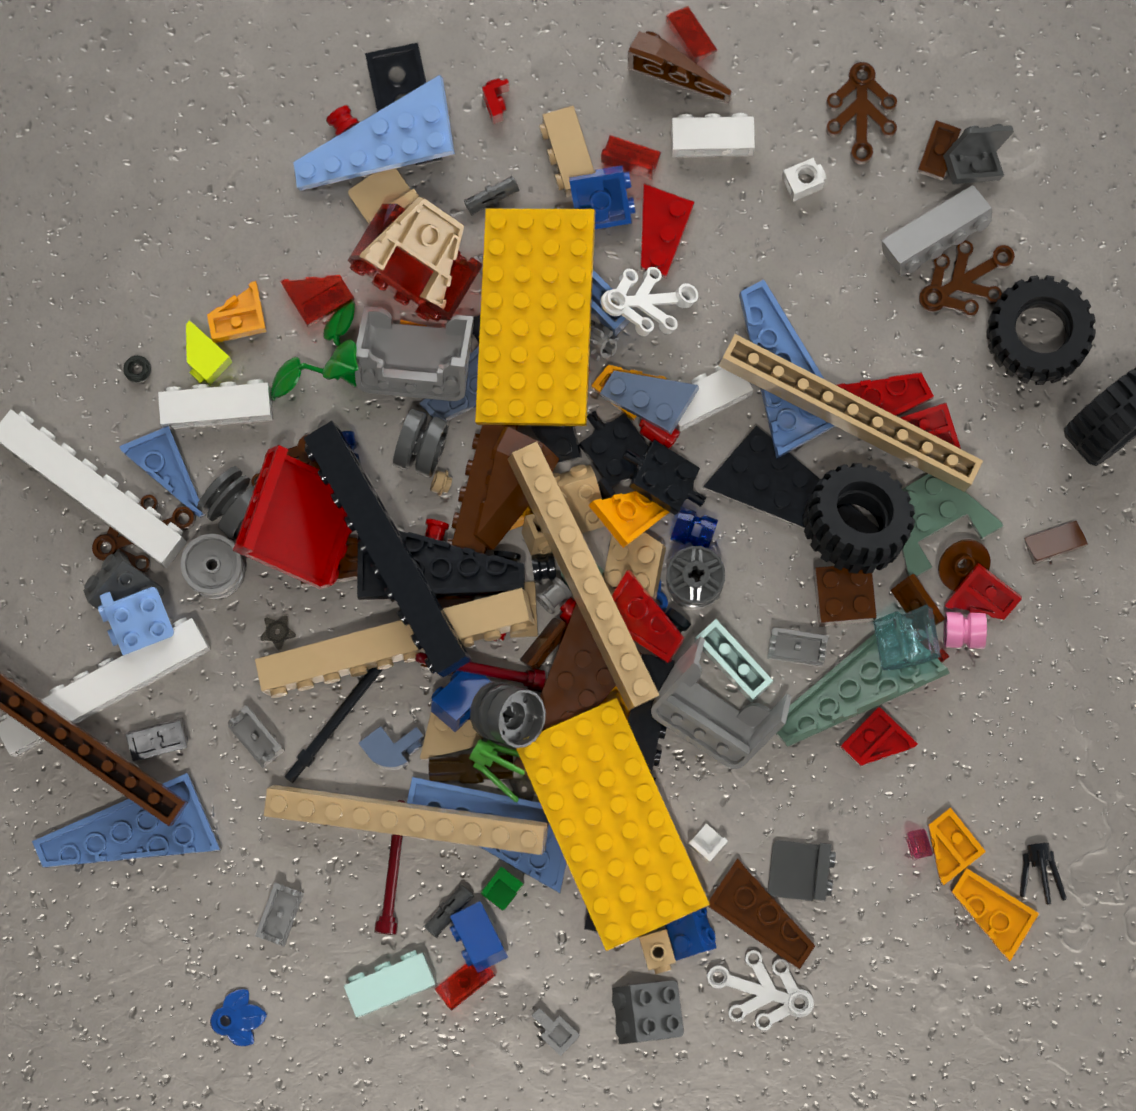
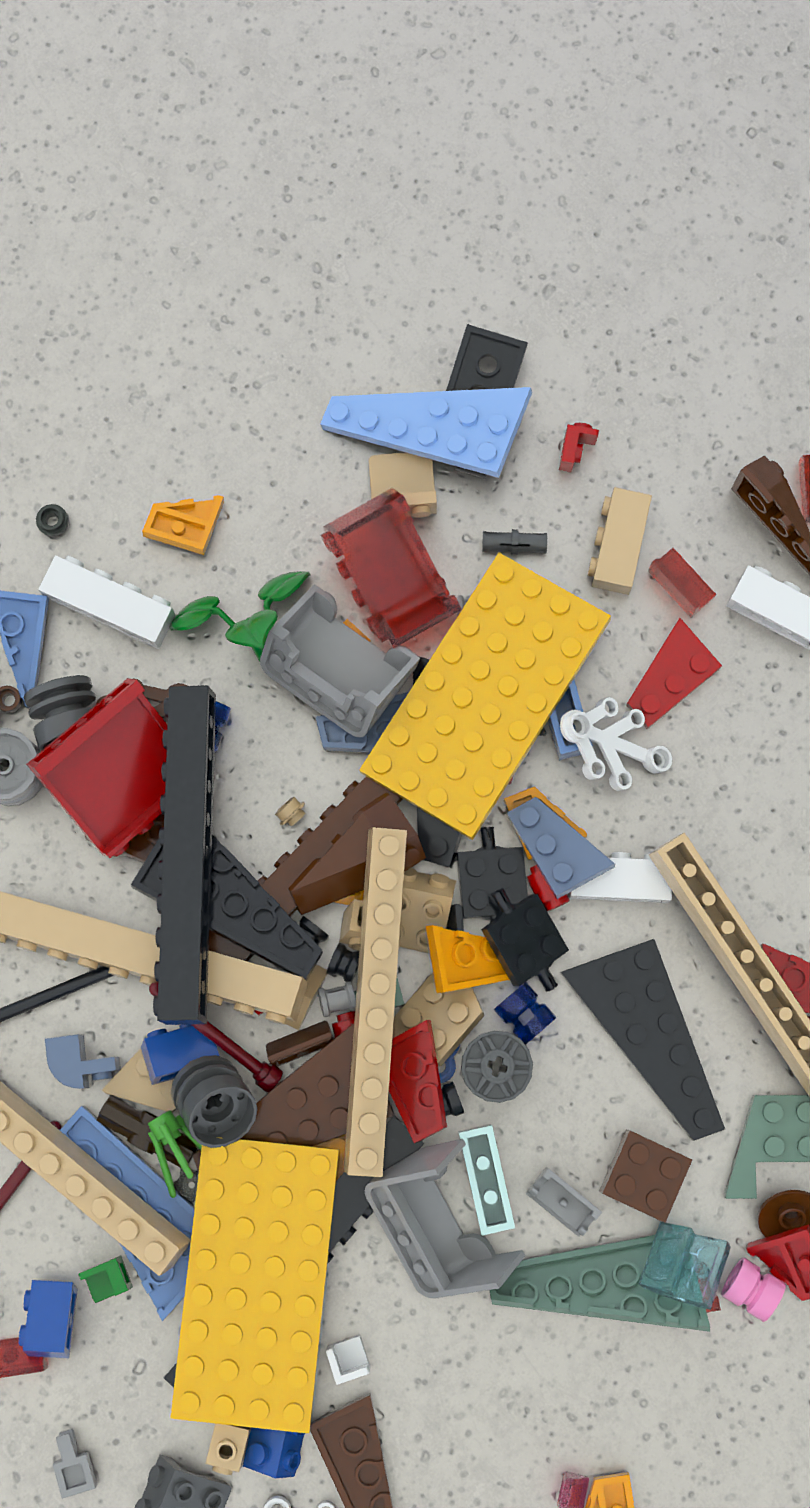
camera: 30 degrees right, 0 degrees up
(204, 356) = (125, 544): neon yellow slope -> none
(277, 639) = (40, 878): clear smoke plate -> none
(317, 296) = (276, 548): clear red wing -> none
(341, 119) = (405, 379): red wheel -> none
(423, 443) = (291, 759): dark grey wheel -> none
(426, 236) = (415, 545): tan wing -> none
(436, 529) = (255, 859): red bush -> none
(450, 907) = (37, 1270): dark grey pin -> none
(602, 343) = (540, 761): light grey gear -> none
(605, 194) = (631, 606): blue plate -> none
(771, 330) = (728, 855): medium blue wing -> none
(801, 871) = (430, 1449): dark grey bracket -> none
(876, 494) = (742, 1093): black tyre -> none
(877, 739) = (592, 1352): red wing -> none
(913, 595) = (718, 1222): reddish brown plate -> none

